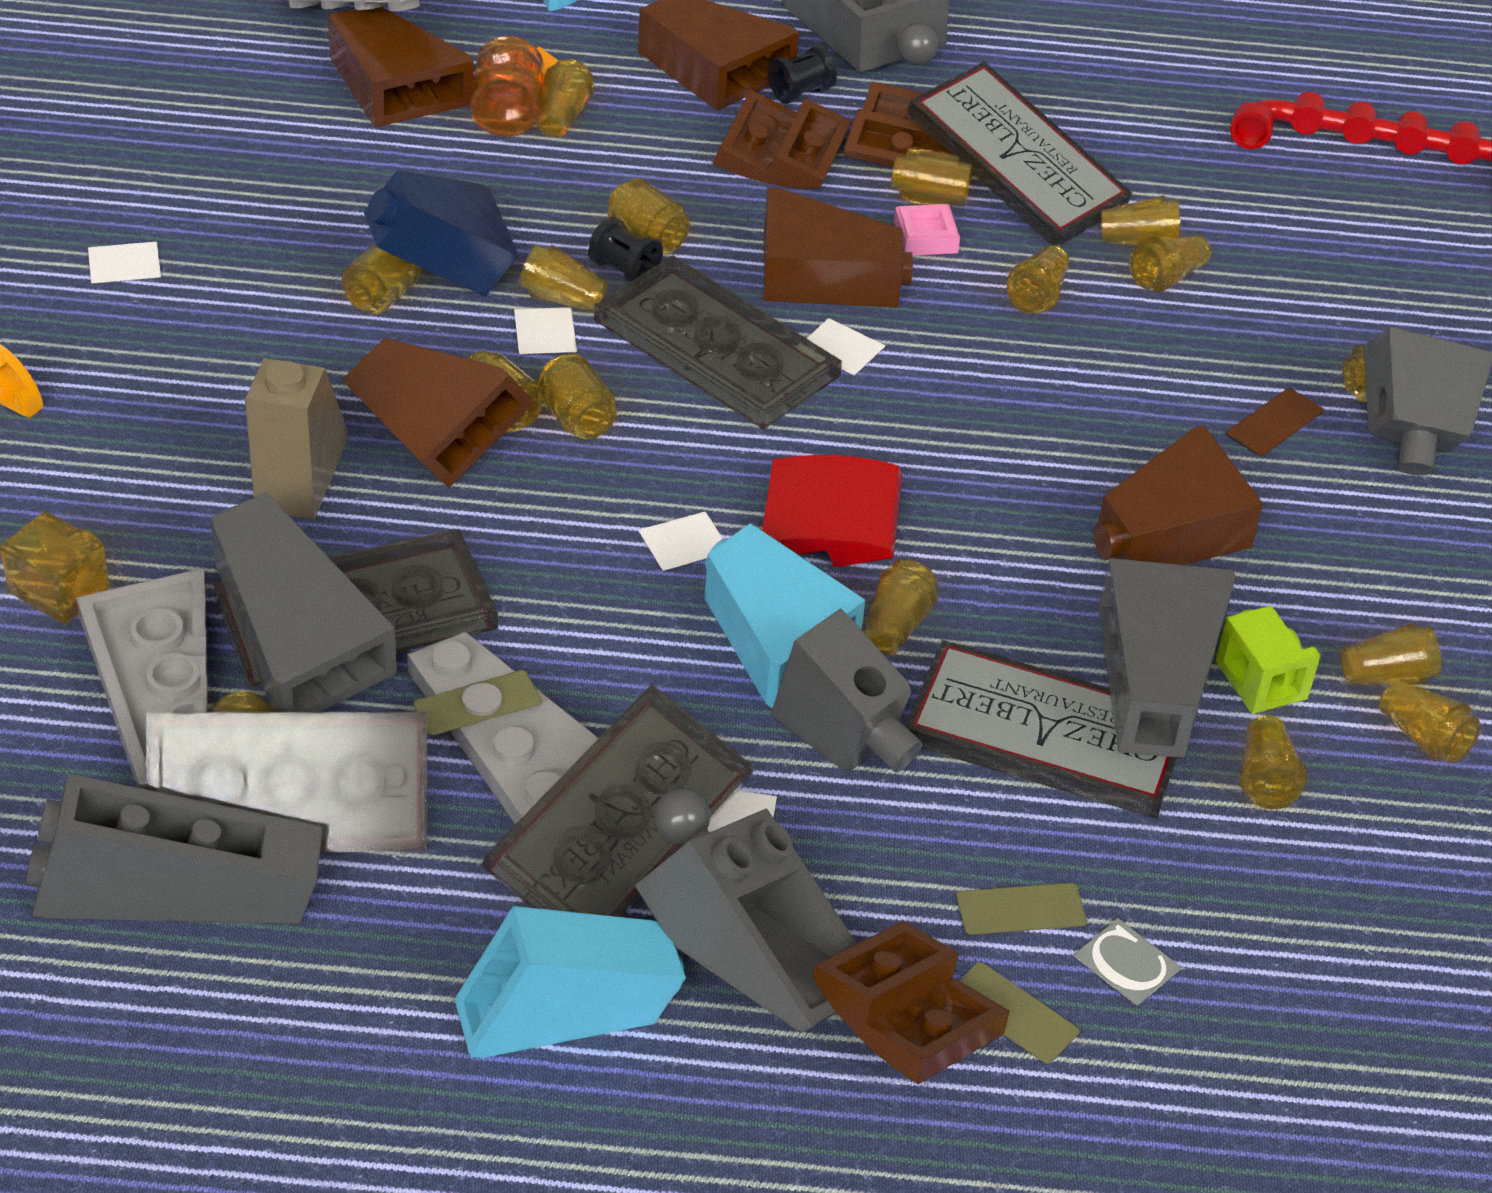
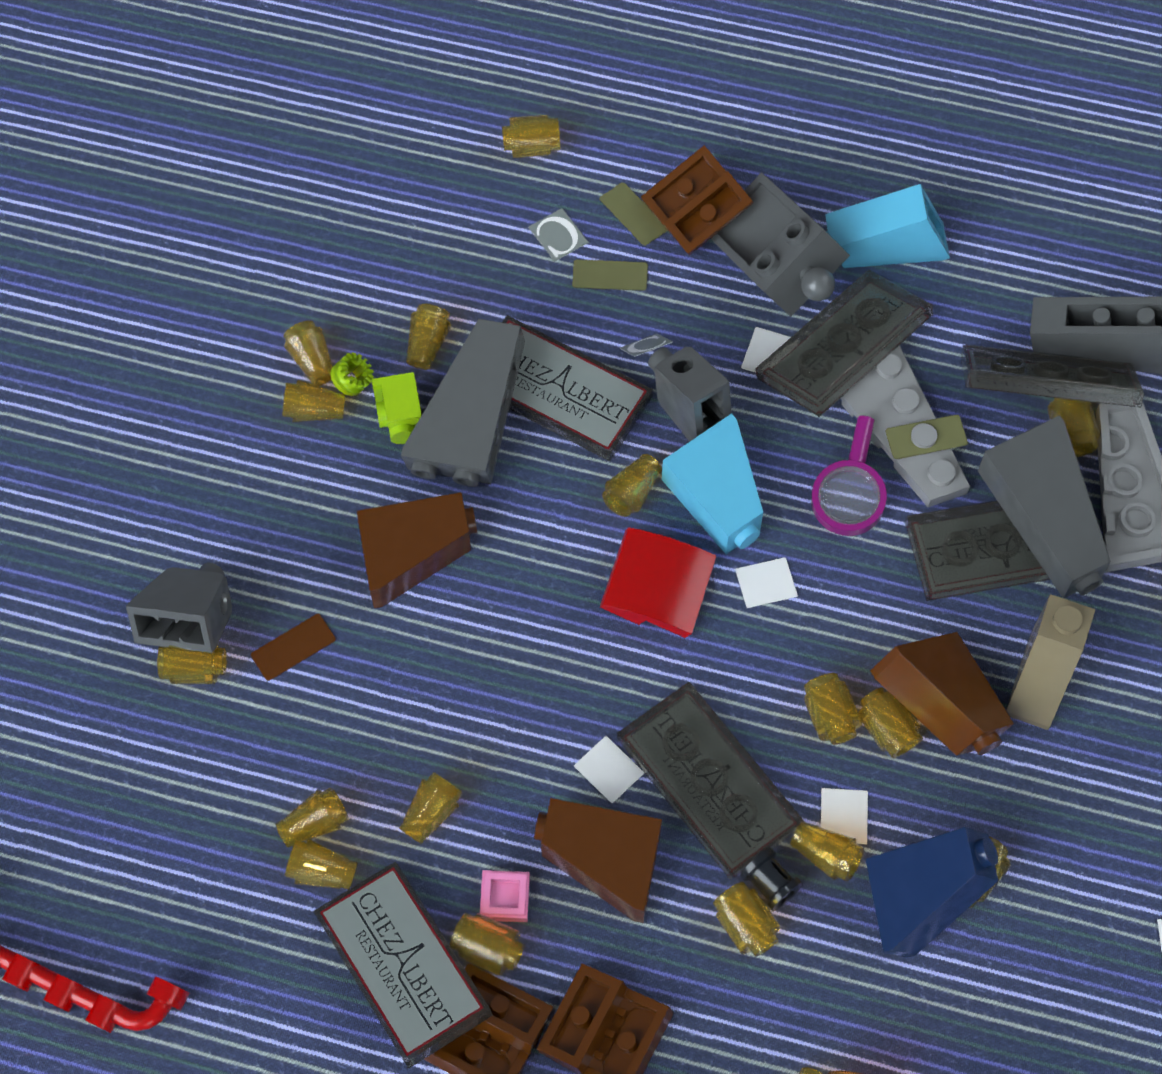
camera: 165 degrees left, 20 degrees up
(584, 633) = (849, 493): none -> piece
(932, 781) = (646, 345): none -> light grey sticker
(1233, 1086) = (531, 136): none -> clear yellow brick
(1350, 680) = (347, 364): none -> lime bush

